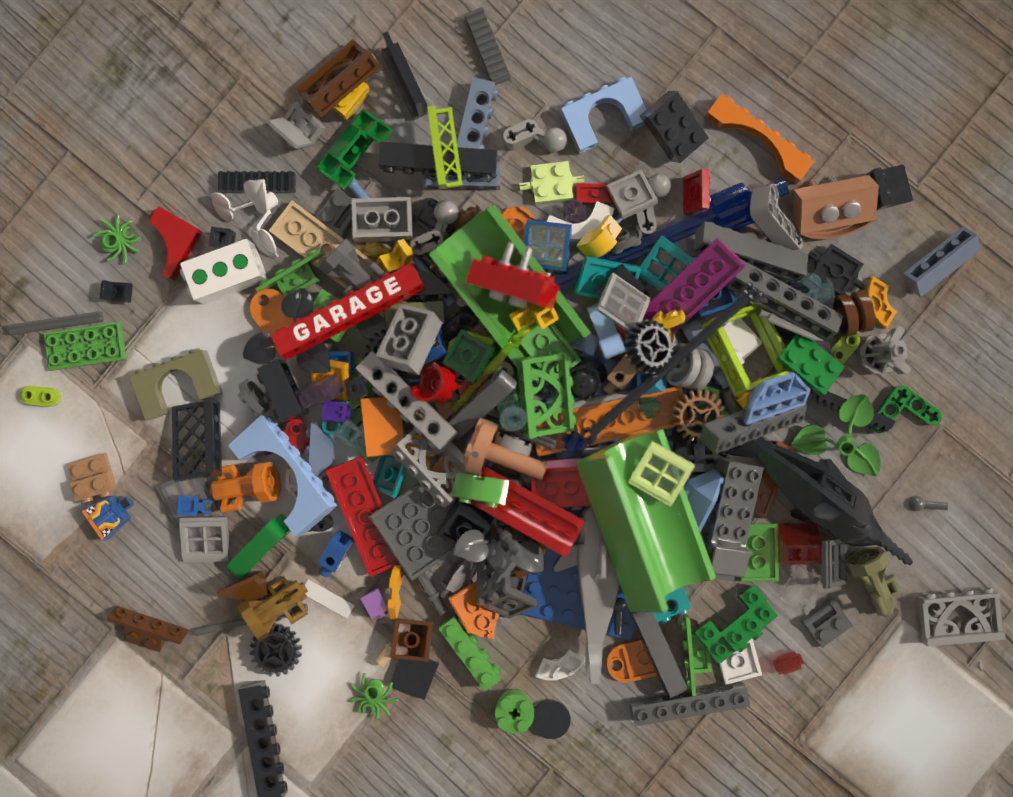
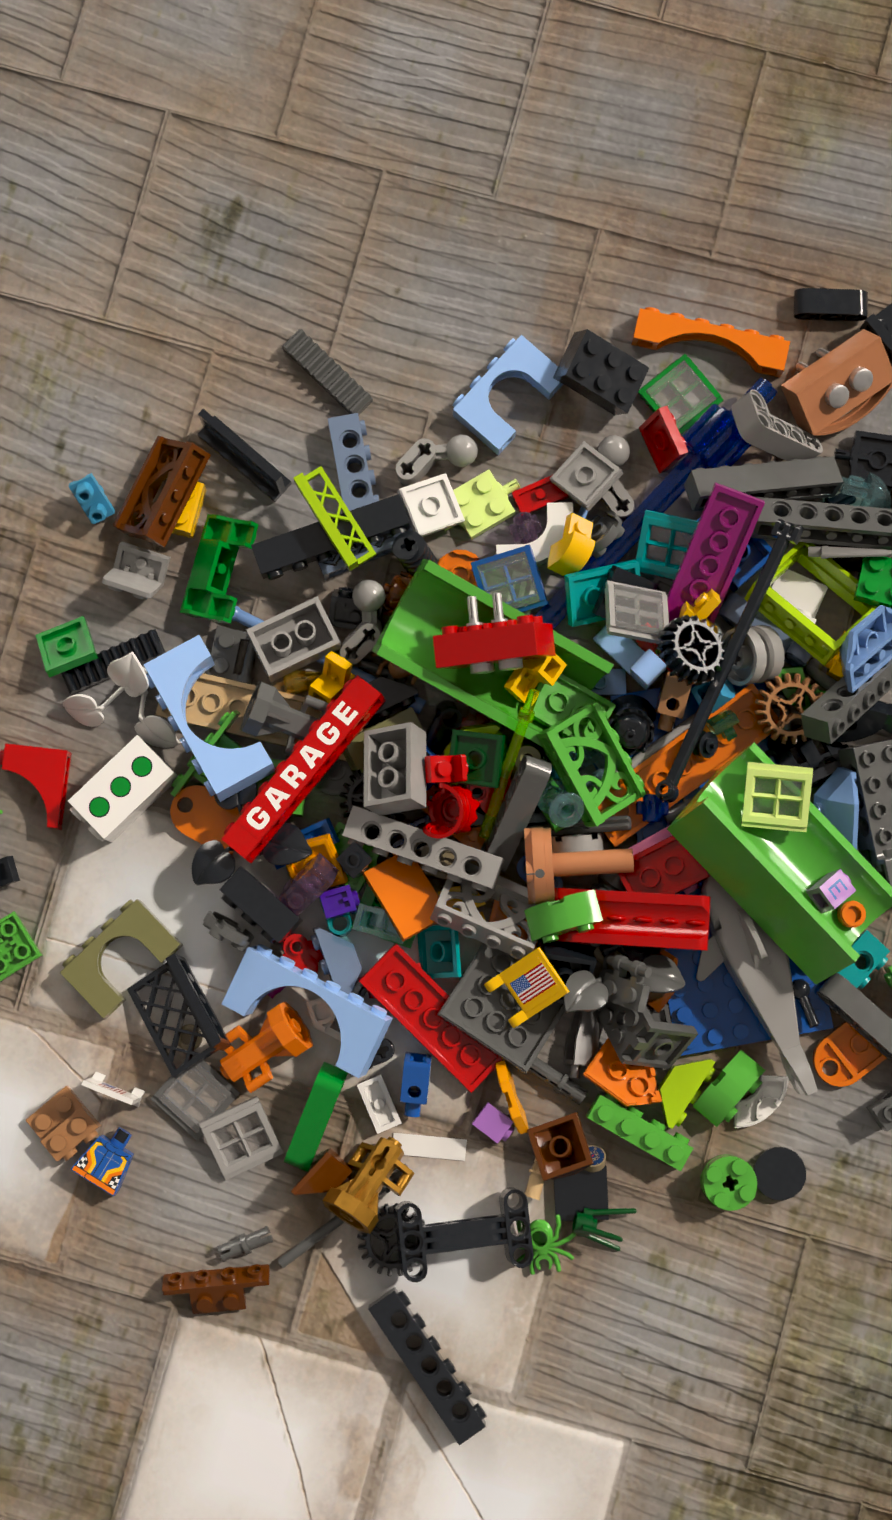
camera: 25 degrees left, 5 degrees down
(127, 472) = (96, 1083): none -> white flag
(177, 609) = (245, 1244): none -> dark grey pin
(190, 505) = (206, 1101): blue plate -> none
(221, 237) = (101, 749): black brick -> none
(228, 157) = (66, 646): none -> green plate
(288, 63) = (92, 498): none -> dark azure hips
(289, 211) = (224, 768): none -> light blue arch
(305, 557) = (379, 1103): none -> white plate
(322, 669) = (464, 1234): none -> black beam
(407, 697) = (585, 1225): none -> dark green plant
(434, 656) = (599, 1158): none -> tile
(439, 525) = (531, 983): none -> yellow flag
(444, 354) = (446, 768): none -> red bracket
(489, 192) = (410, 550): none -> black piece
(511, 635) = (682, 1087): none -> lime slope
(516, 168) = (431, 505): none -> white tile
(543, 650) = (729, 1088): none -> bright green brick
(630, 415) = (706, 745): none -> black wheel
(669, 553) = (831, 891): none -> brick
(676, 573) = (851, 914): none -> orange tile
(724, 164) = (683, 391): none -> clear piece
(853, 148) = (830, 304): none -> black beam

